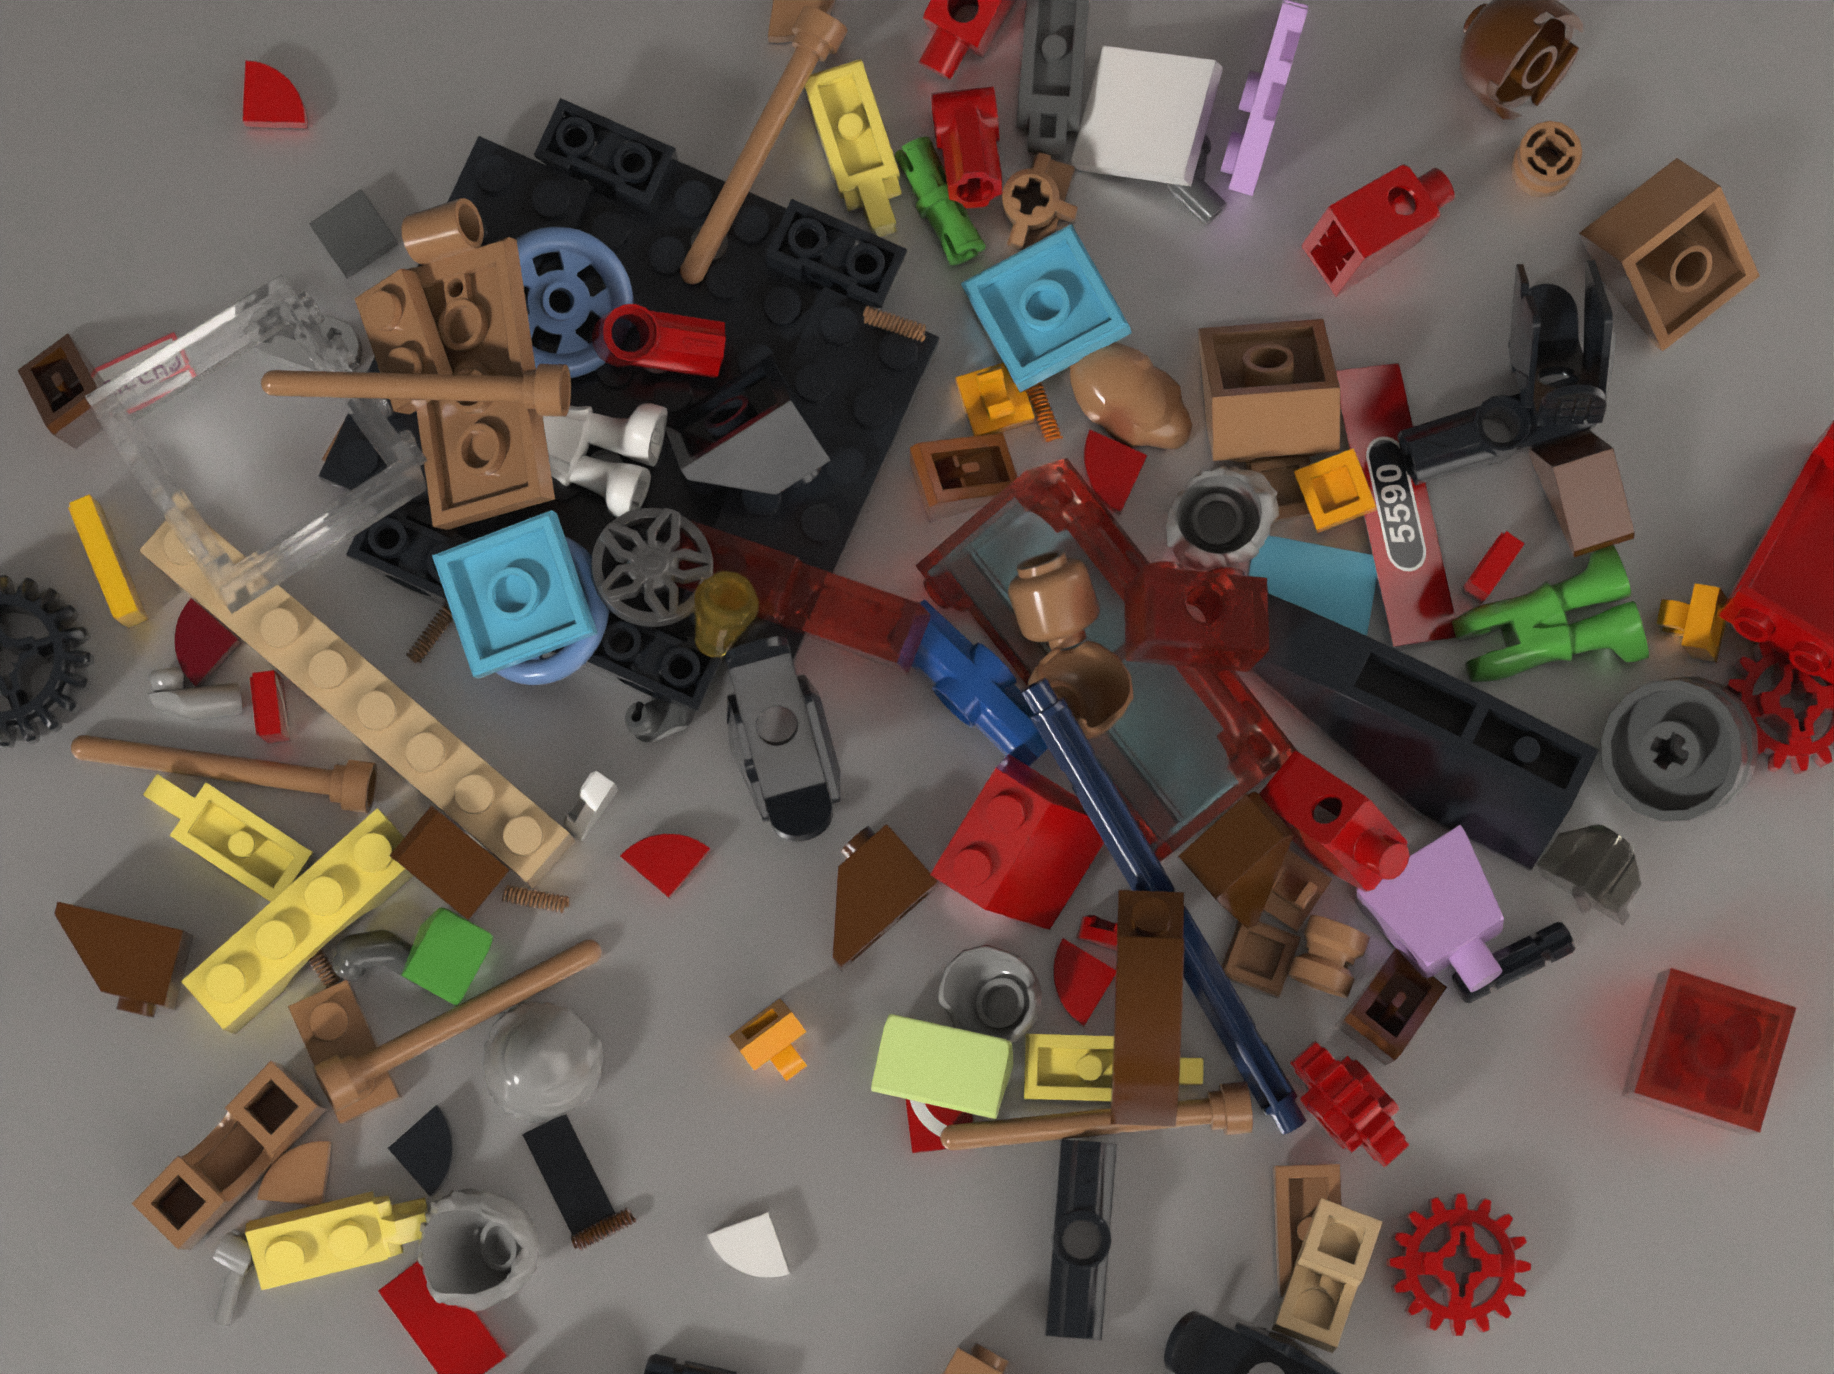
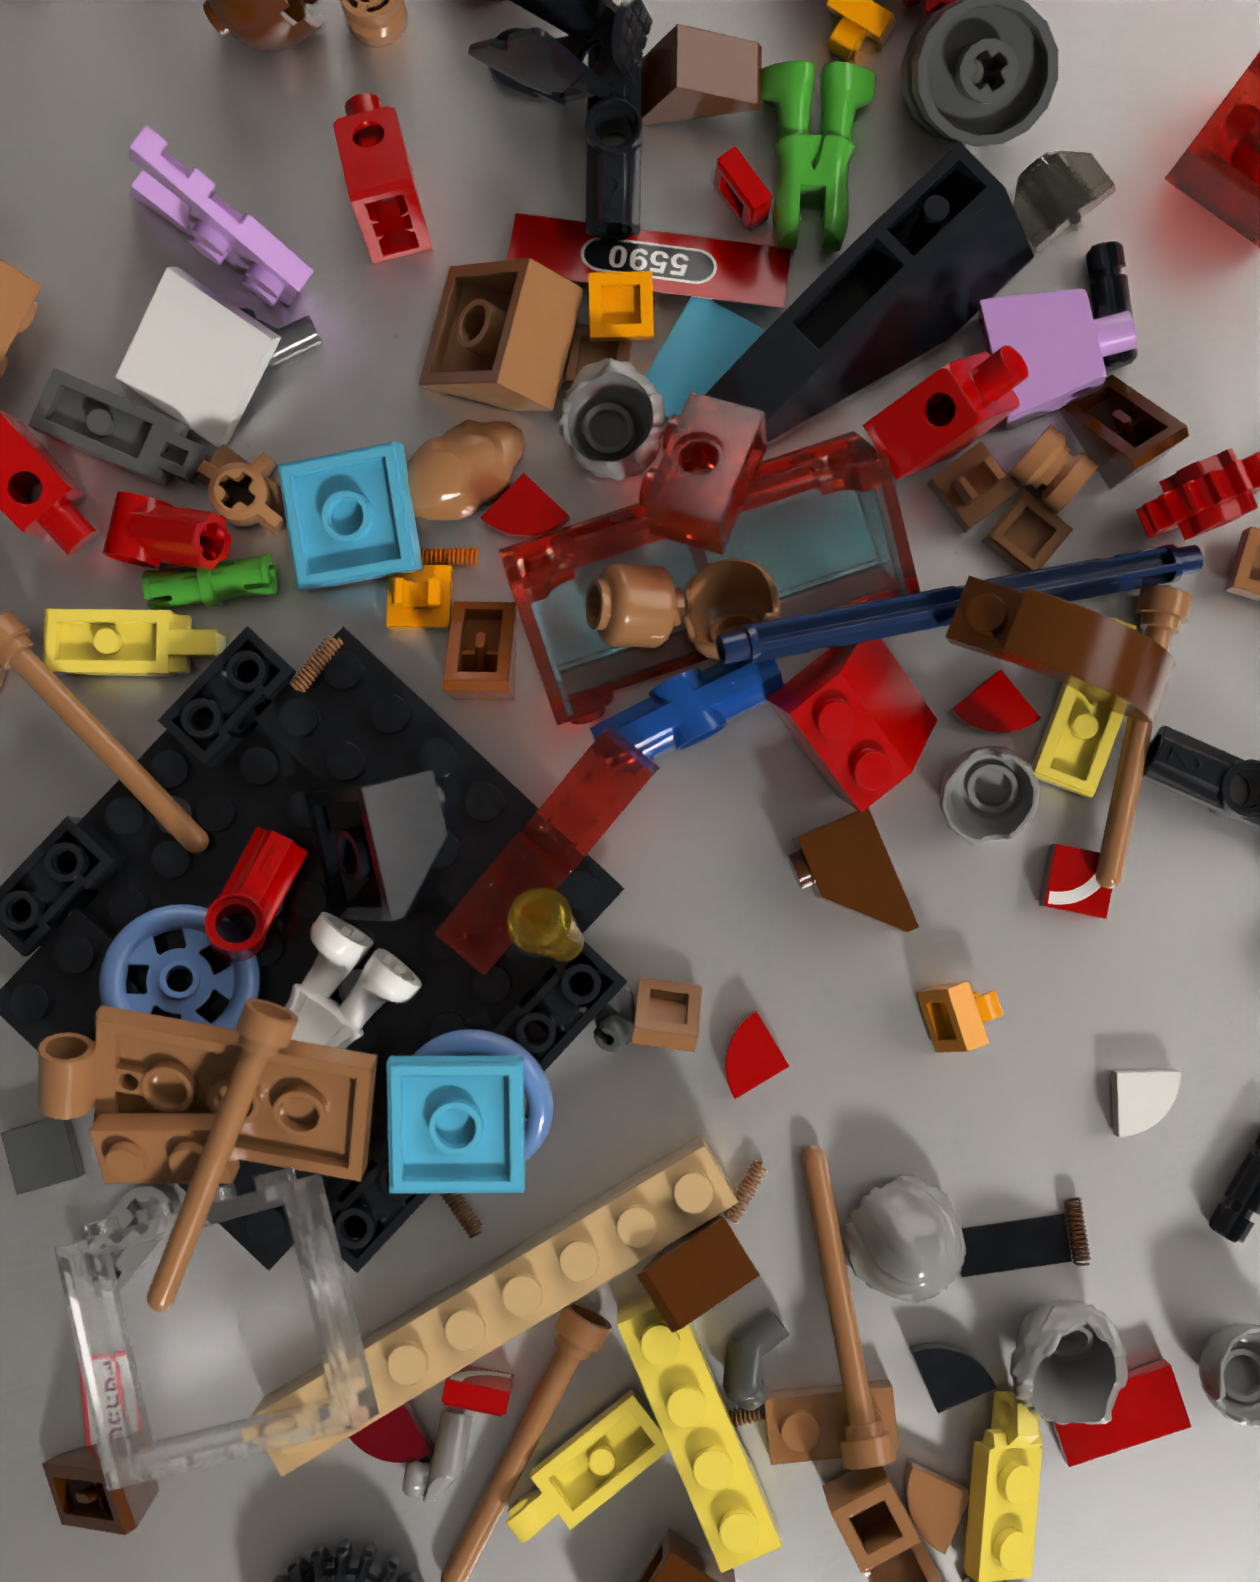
camera: 70 degrees left, 5 degrees up
(107, 561) = (280, 1501): yellow tile -> none
(447, 955) = (778, 1300): bright green slope -> none
(594, 798) = (675, 1110): white tile -> none
(650, 566) = (474, 981): flat silver wheel -> none
(678, 763) = (666, 1014): none -> medium nougat plate
(789, 769) = (707, 910): black piece -> none
(943, 1066) = (1040, 863): yellowish green slope -> none
(1098, 932) = (958, 671): red tile -> none
(1241, 857) = (945, 511): reddish brown slope -> none

